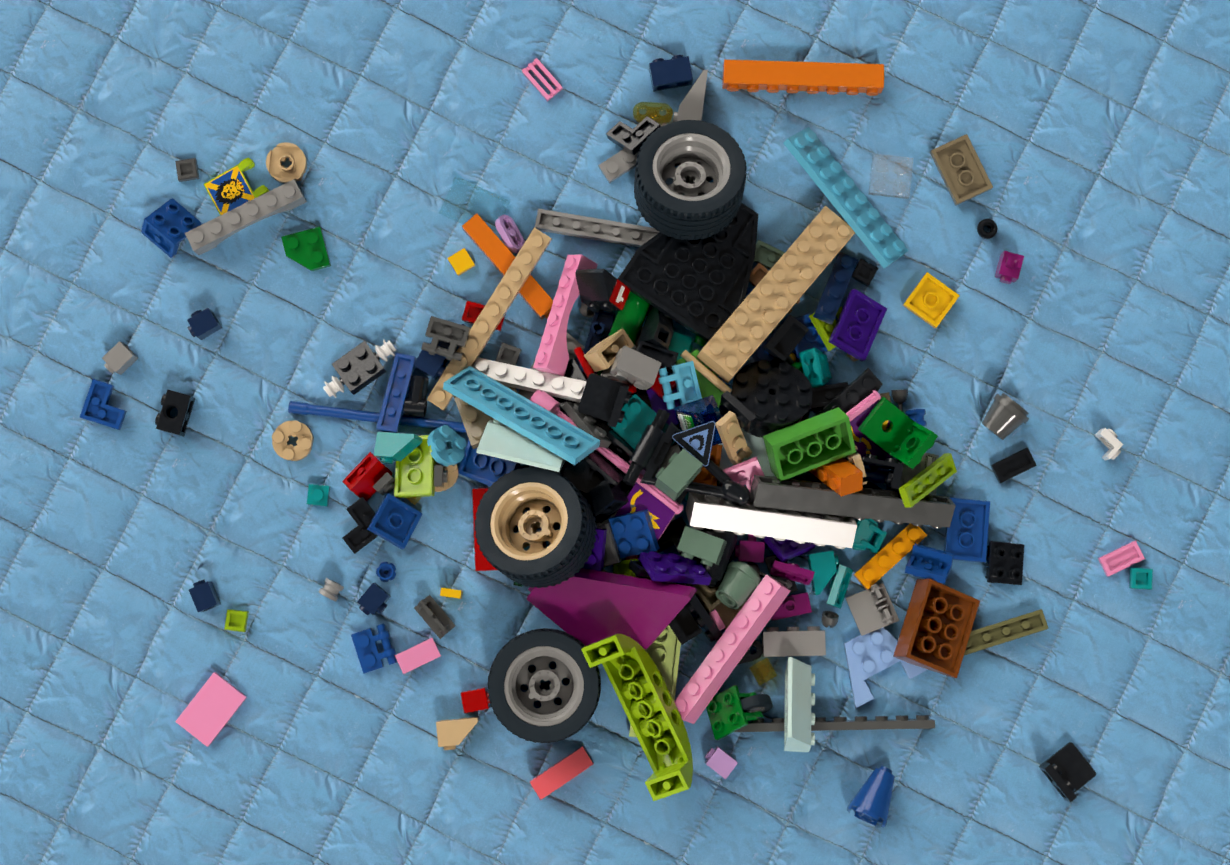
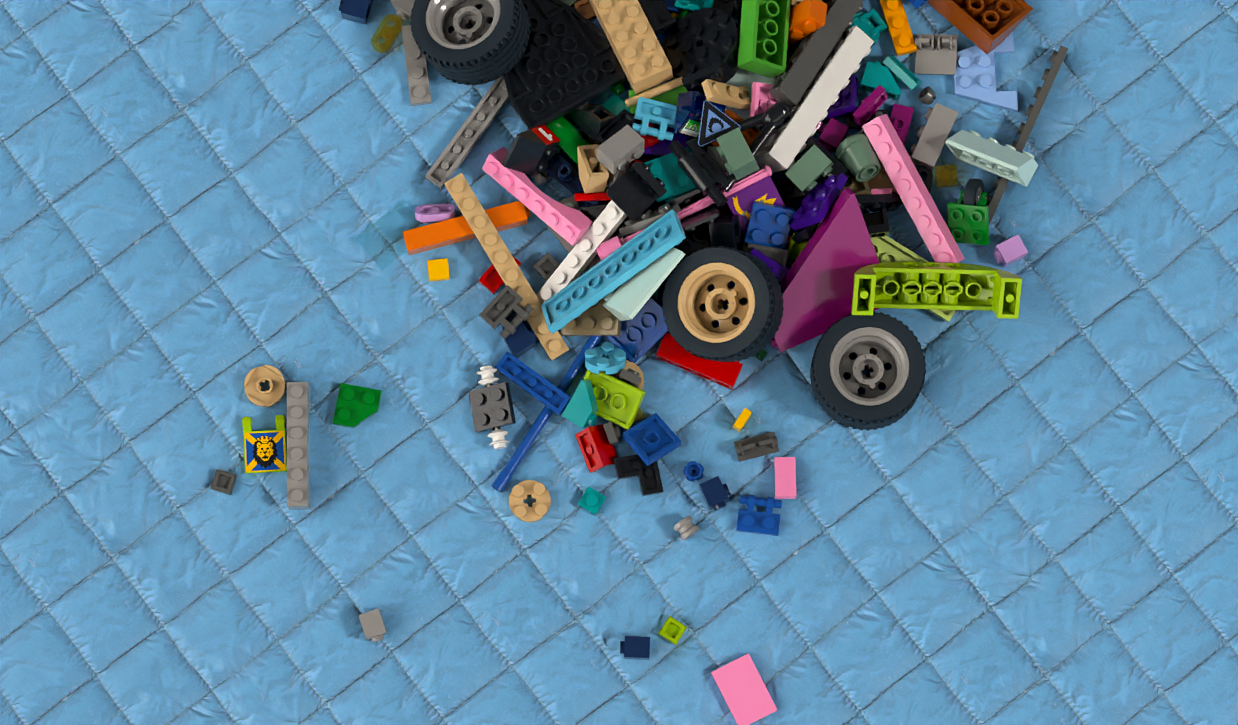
camera: 60 degrees left, 5 degrees down
(97, 408) = (412, 668): blue plate -> none
(168, 226) = (271, 522): blue bracket -> none
(178, 424) = (445, 585): black brick -> none
(203, 323) = (379, 532): dark blue brick -> none
(416, 401) = (547, 368): black piece -> none
(454, 731) = (870, 476): tan slope -> none
(475, 700) = (851, 443): red brick -> none
(531, 66) = (304, 117): bright pink tile -> none
(561, 773) = (953, 398): coral slope -> none
(630, 138) = (404, 59): plate -> none
(874, 797) = (1105, 131): blue cone -> none

